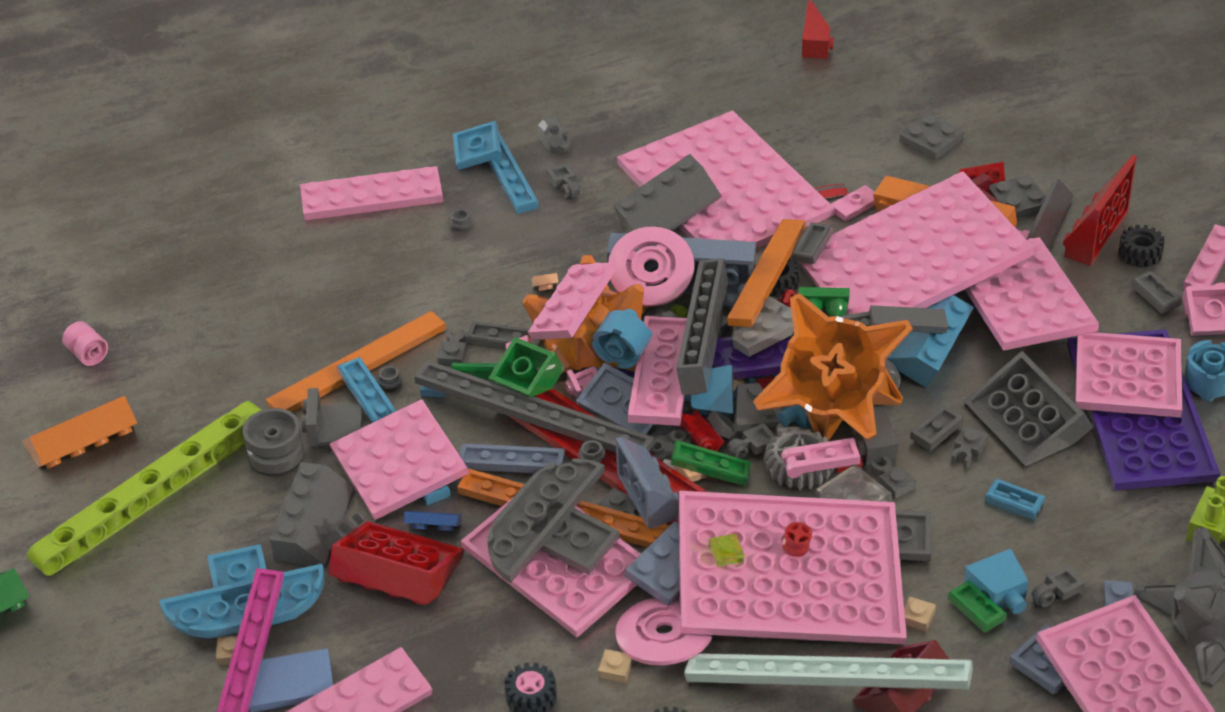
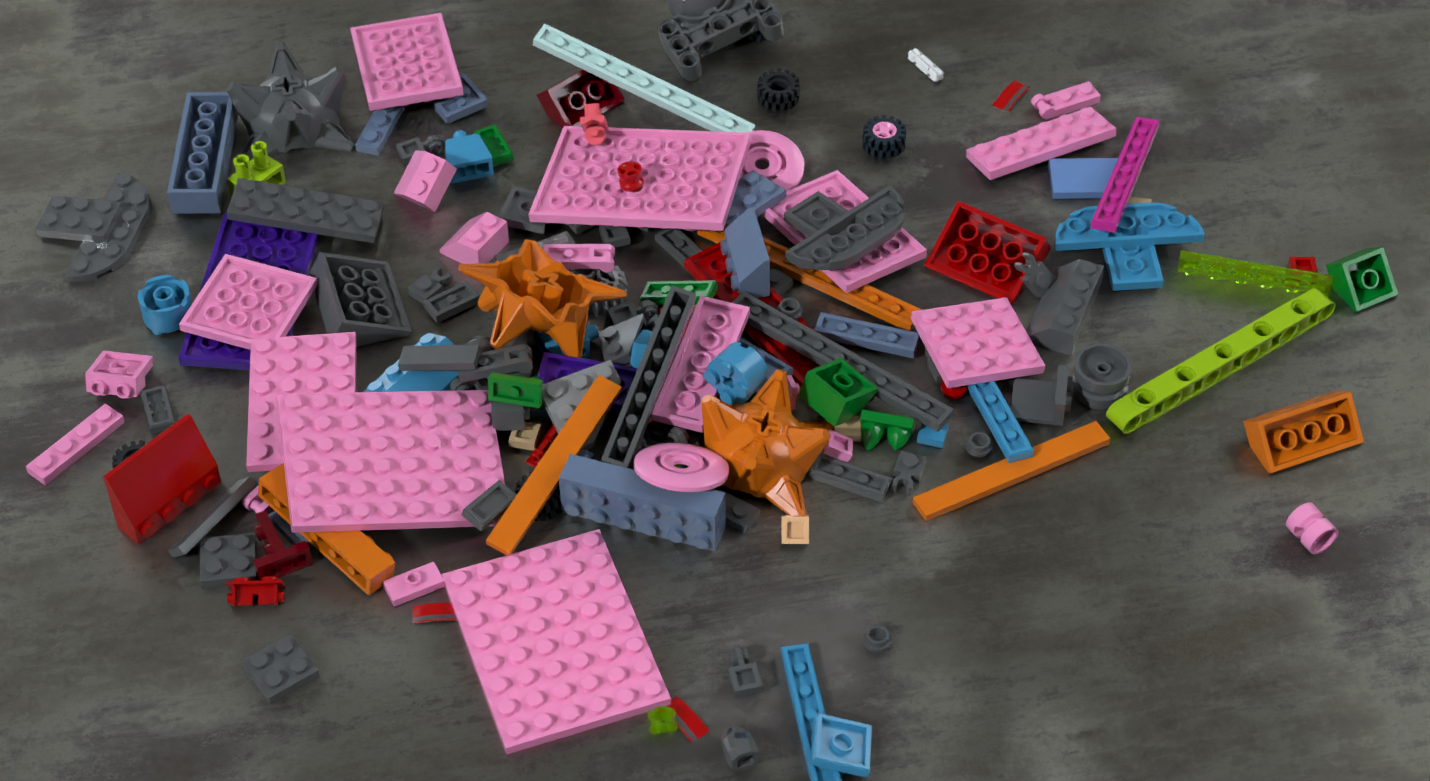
camera: 170 degrees left, 5 degrees up
(53, 608) = (1303, 263): none -> red tile
(107, 581) = (1253, 273): none -> clear neon green plate
(371, 193) = (981, 704): bright pink plate -> none
(420, 520) = (949, 286): blue plate -> none
(571, 301) = (779, 406): bright pink plate -> none
(603, 154) = (687, 720): none -> red sticker
(614, 666) = (811, 149): tan plate -> none
(619, 145) = (659, 714): none -> clear neon green plate
(669, 197) = (634, 595): dark grey slope -> none
(726, 549) = (695, 175): clear neon green plate -> none
(863, 604) = (594, 124): none -> coral hips
(919, 613) = (541, 152): tan plate -> none
(944, 490) = (477, 240): none -> bright pink slope
(1012, 500) = (409, 234): dark azure tile -> none
(1027, 530) = (425, 180): none -> bright pink slope
(1133, 479) = (305, 210): none -> dark grey plate

